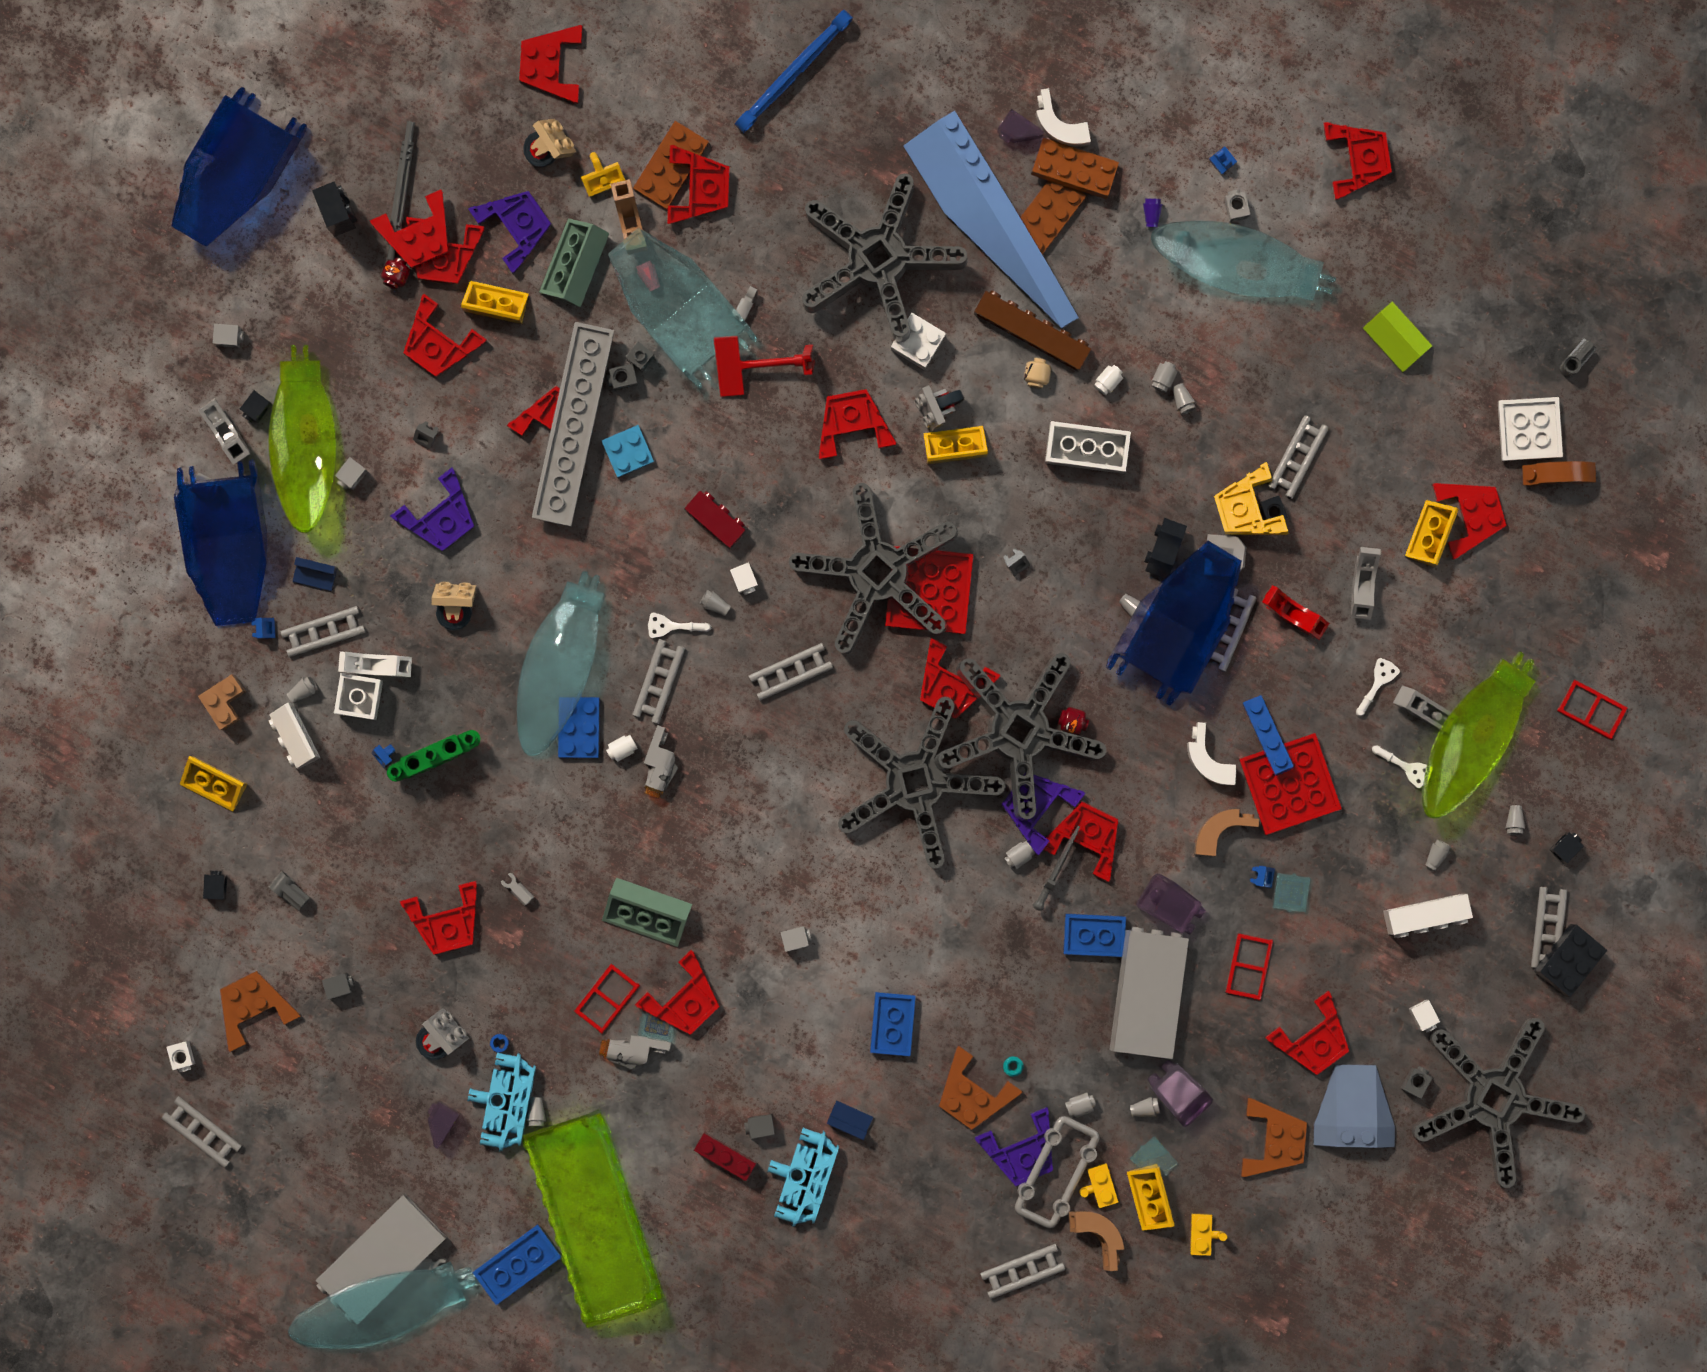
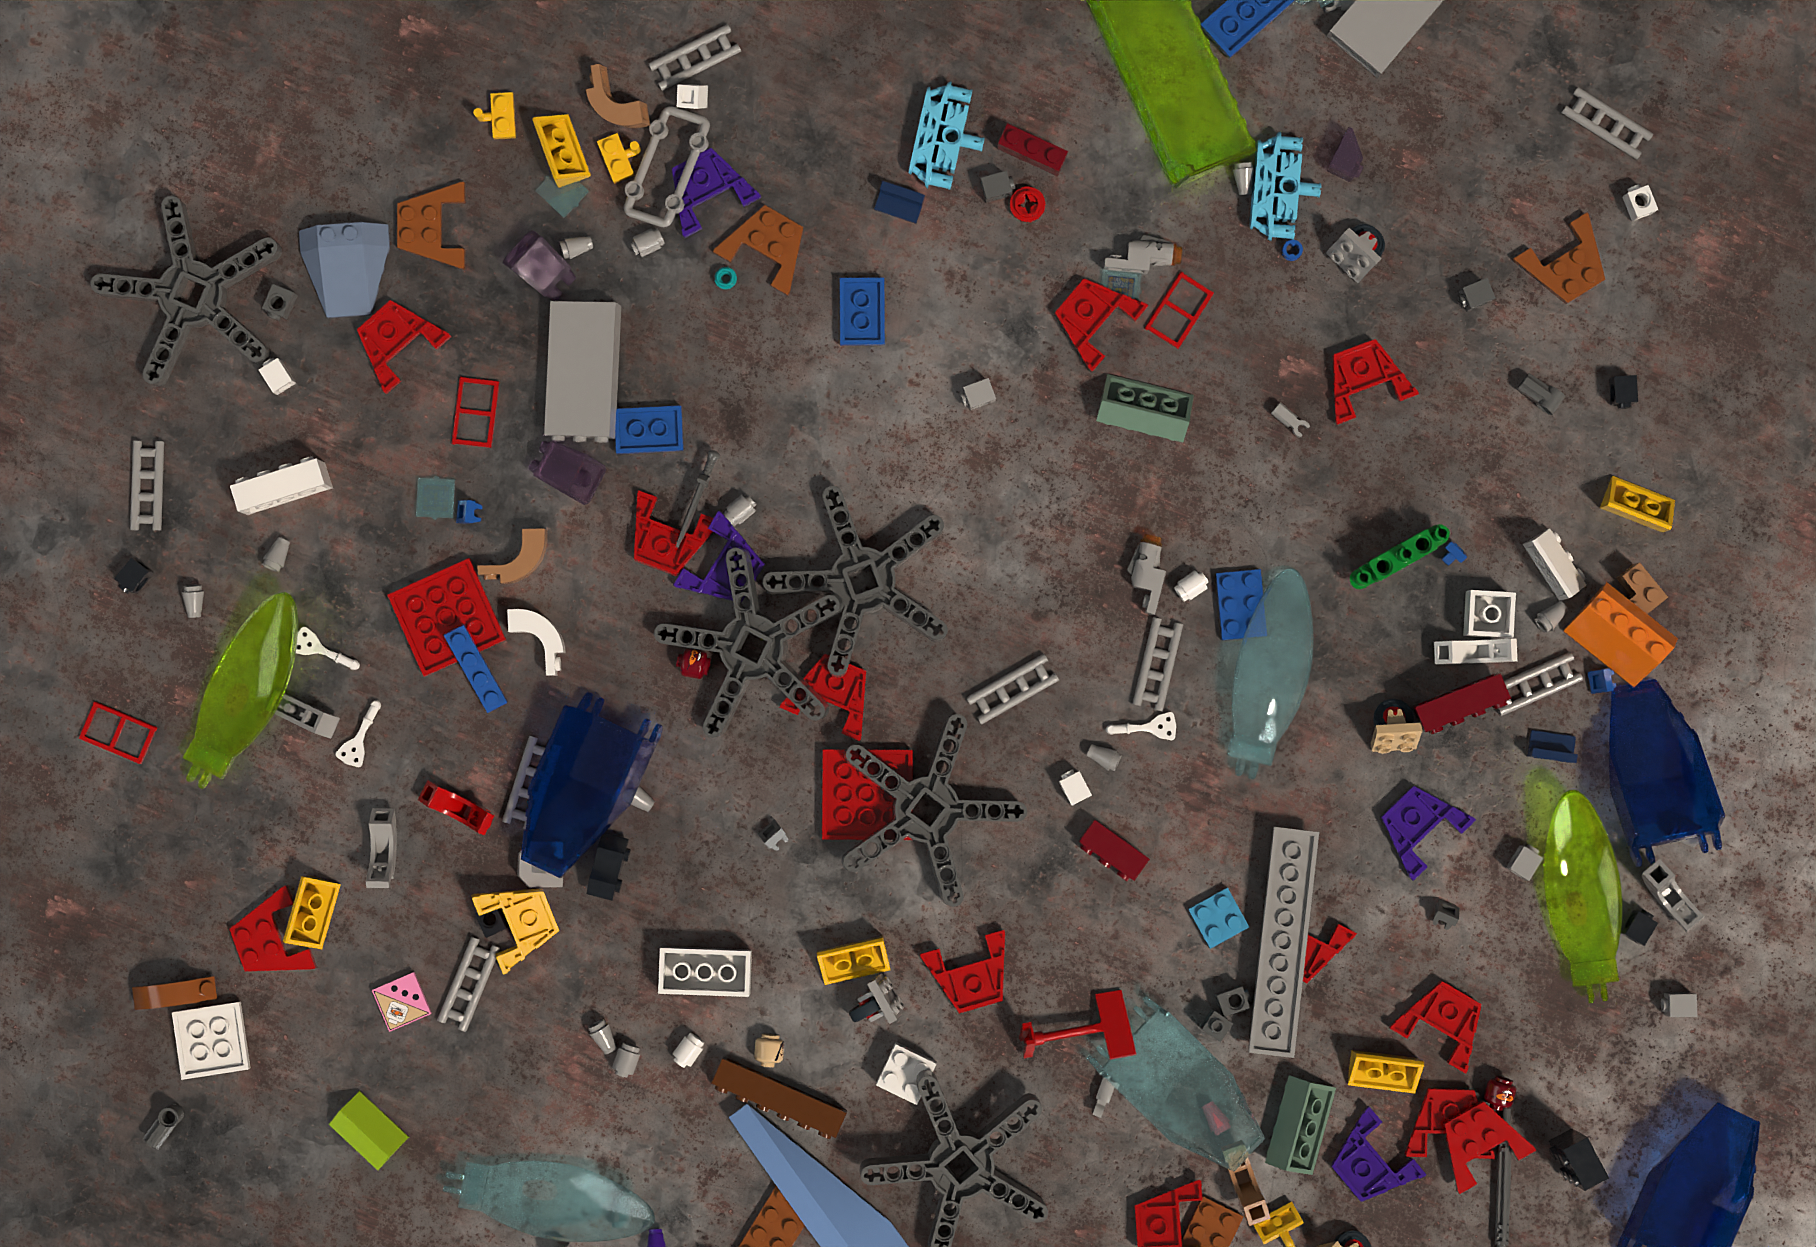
camera: 175 degrees right, 0 degrees up
(243, 666) = (1621, 635): none -> orange slope
(392, 620) = (1462, 702): none -> dark red brick
(728, 1115) = (1034, 196): none -> red gear
(1028, 1234) = (692, 96): none -> white brick
(1358, 447) = (402, 1001): none -> tile
(1570, 960) = (119, 451): black brick -> none

